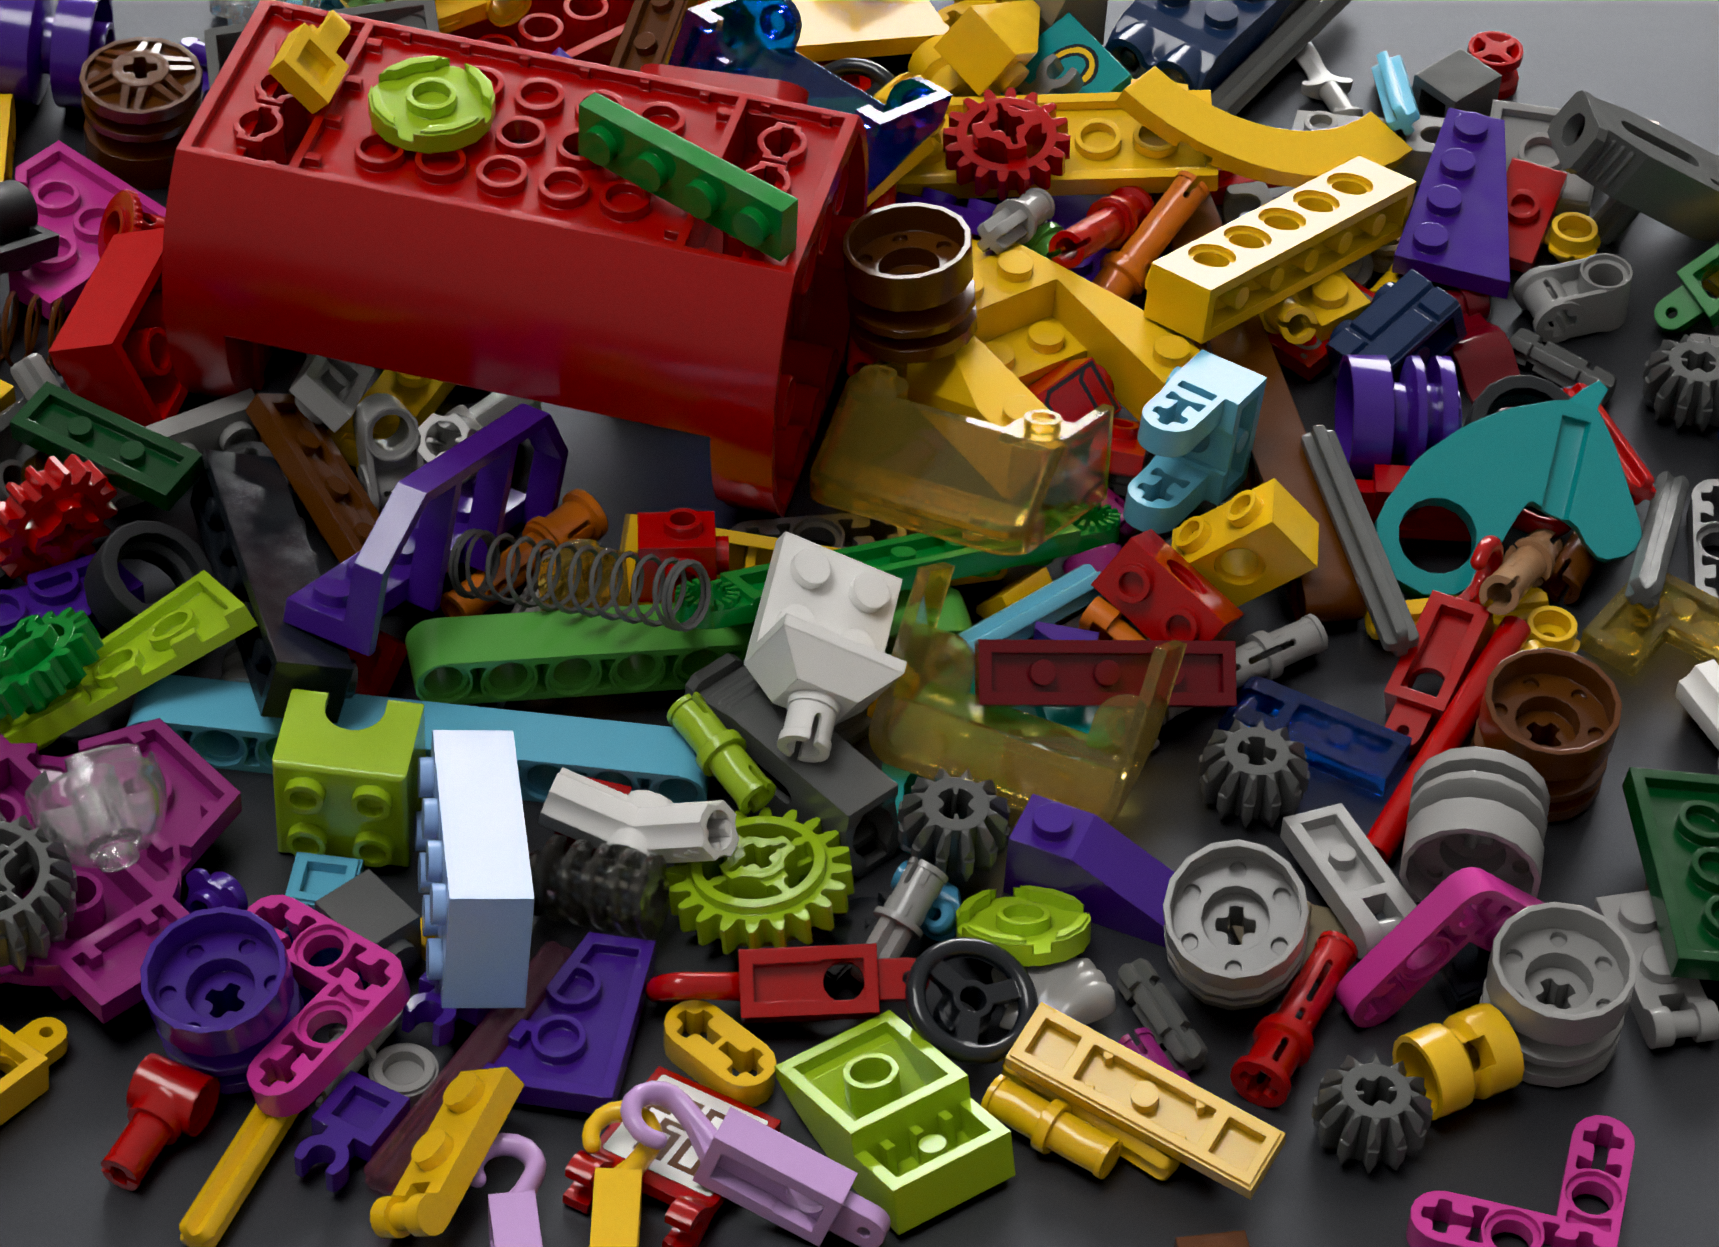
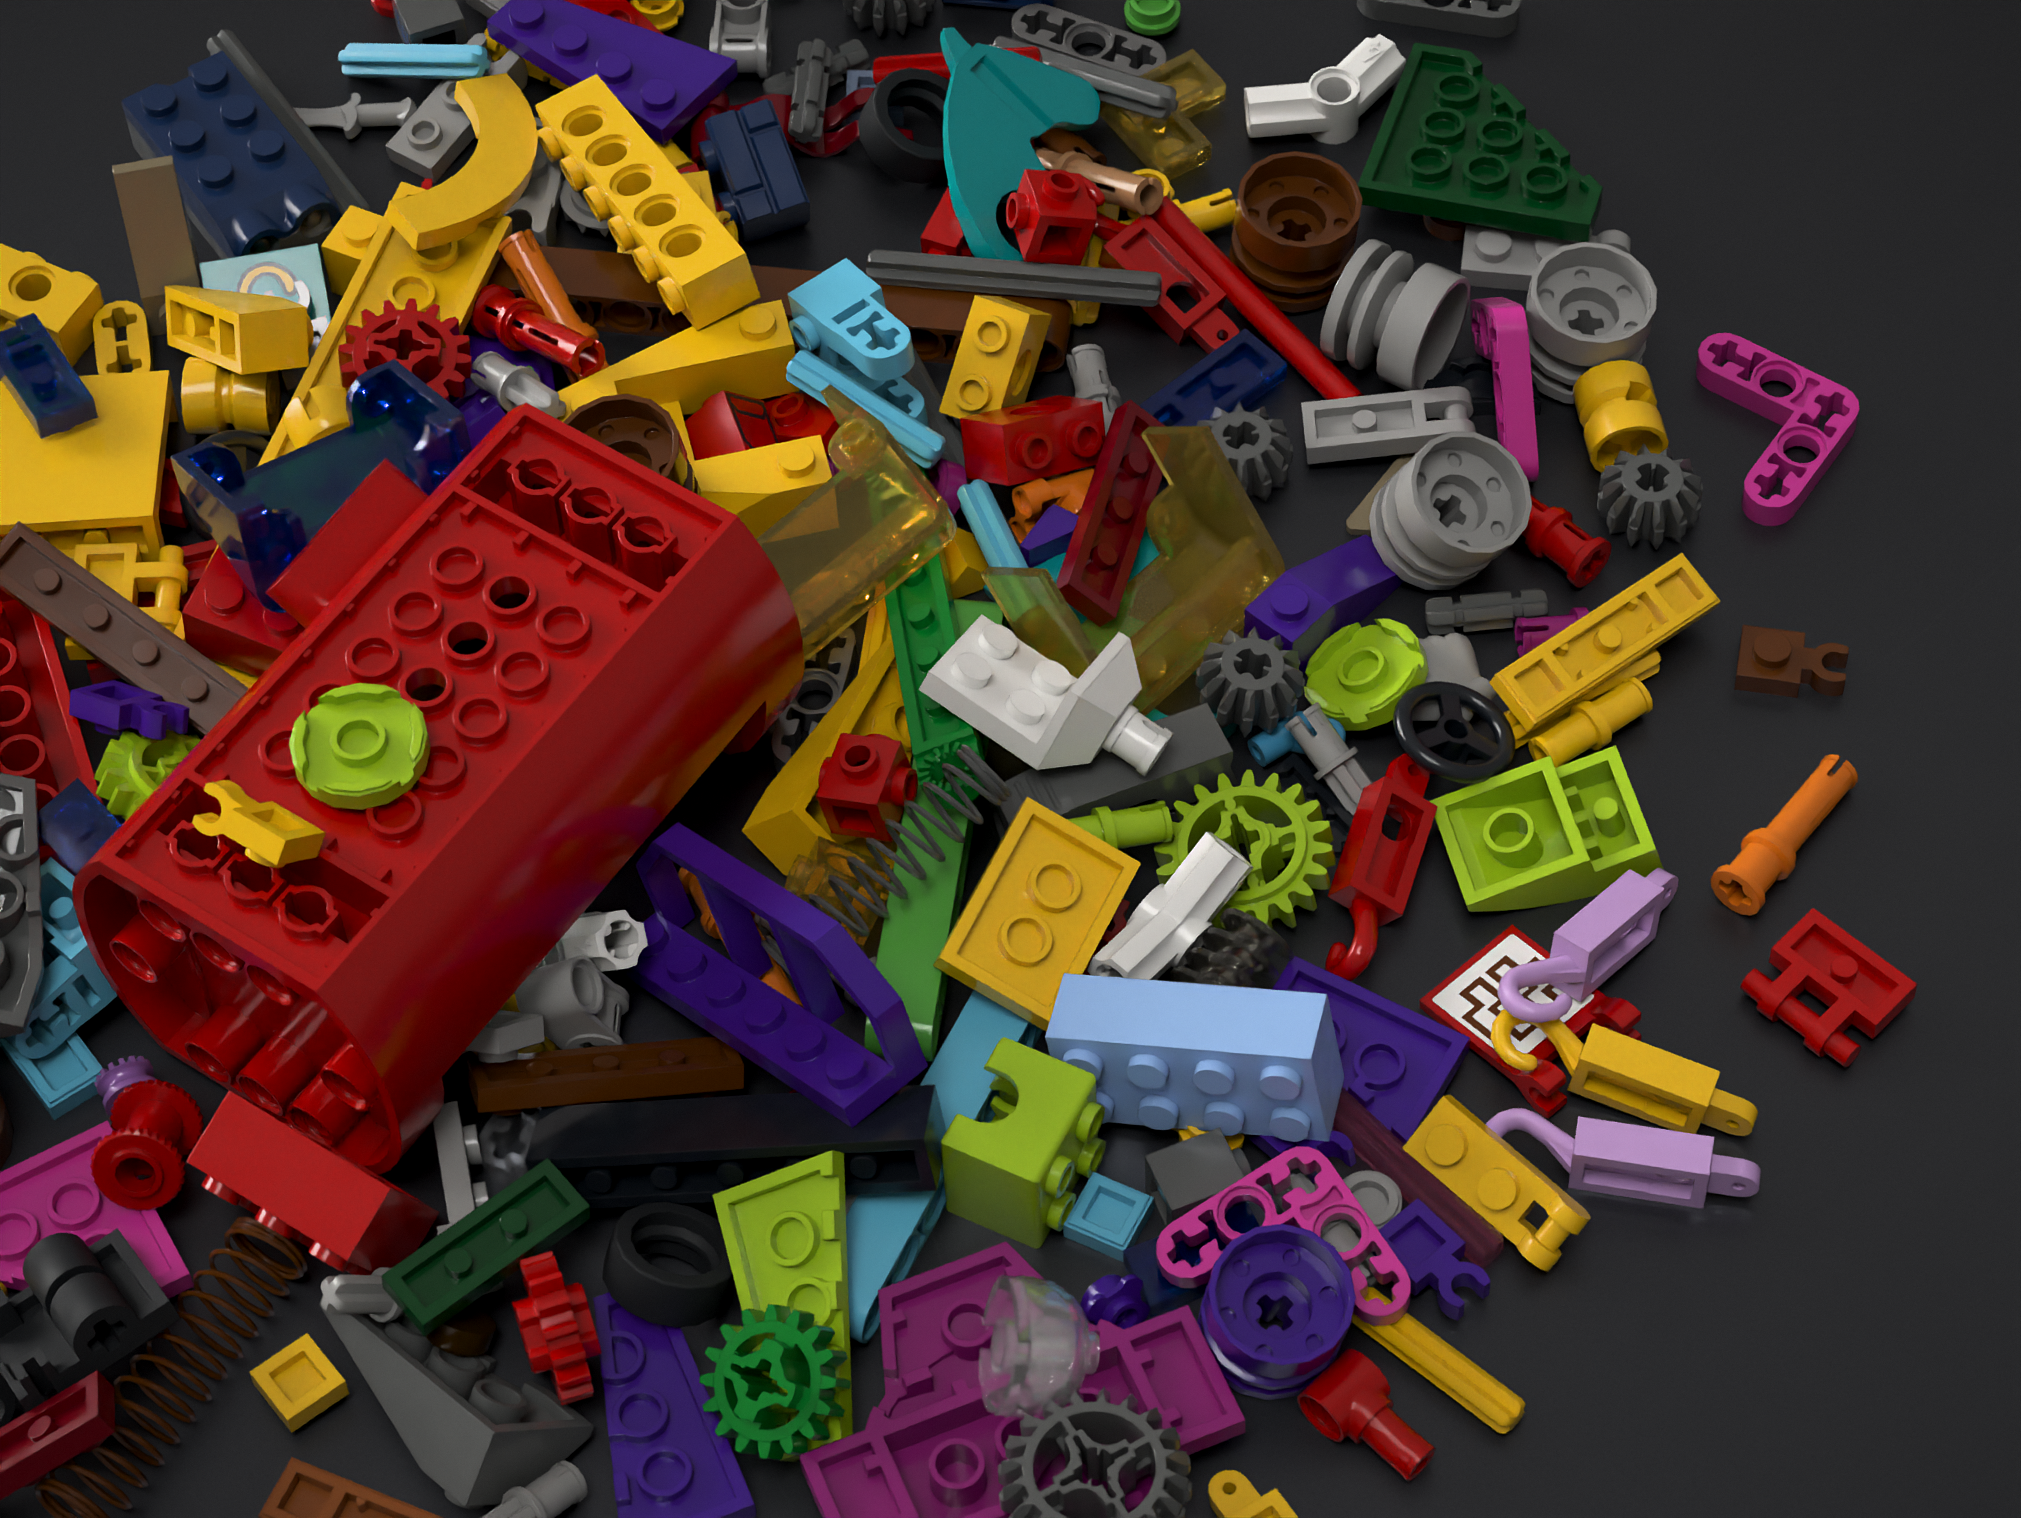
camera: 65 degrees left, 10 degrees up
(591, 706) = (1036, 912): none -> yellow plate
(688, 176) = (588, 554): green plate -> none
(726, 1048) = (1425, 953): yellow beam -> none
(1121, 468) = (917, 439): none -> medium azure axle
(1390, 418) = (870, 195): dark purple wheel -> none
(1430, 530) = (1052, 216): none -> red brick
(1518, 352) = (809, 91): none -> dark grey axle

